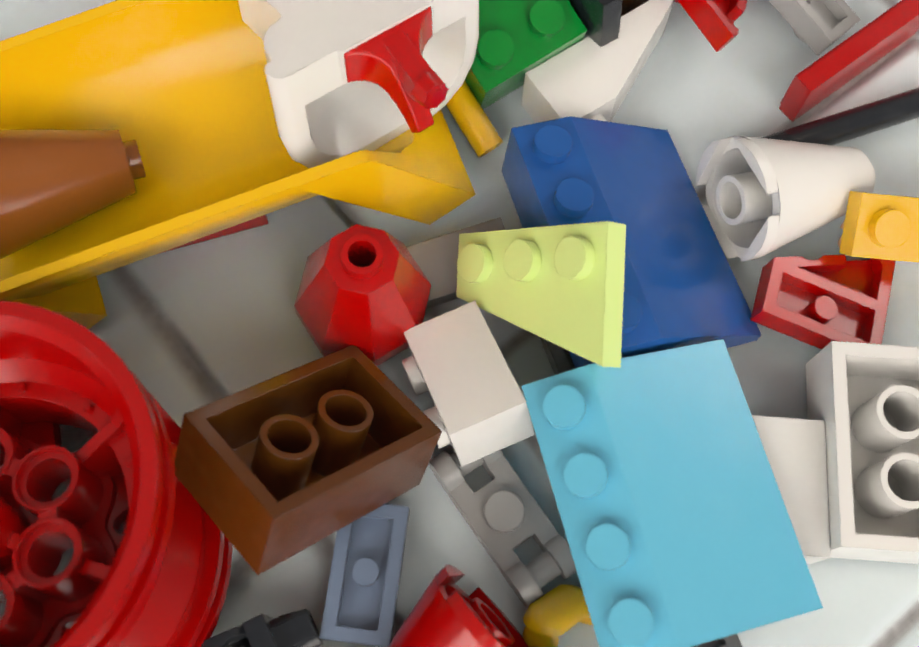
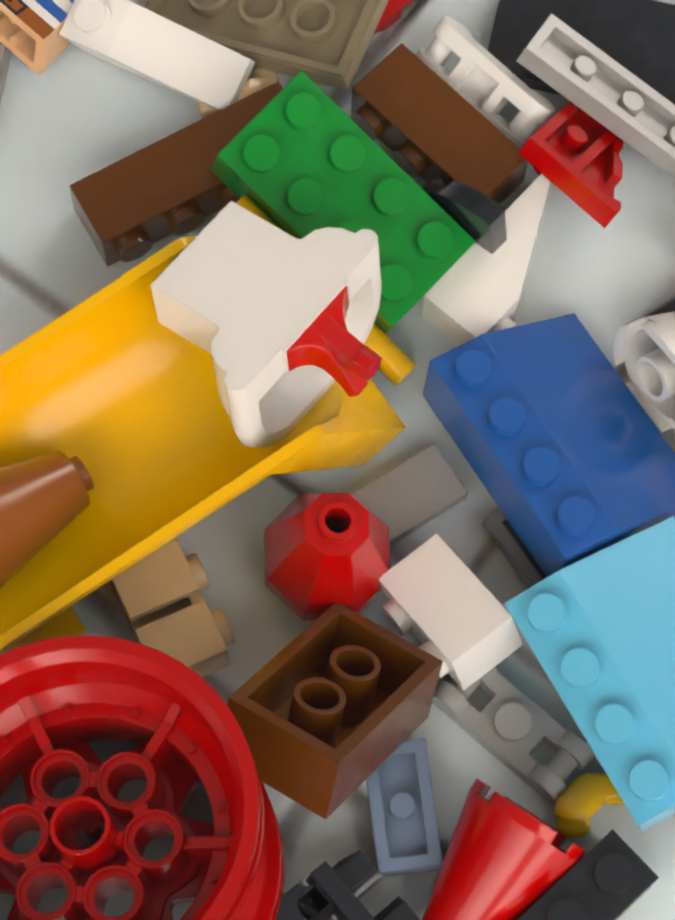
camera: 15 degrees left, 0 degrees up
(195, 334) = (169, 612): none -> tan piece
(552, 283) = (503, 503): yellowish green wing -> none

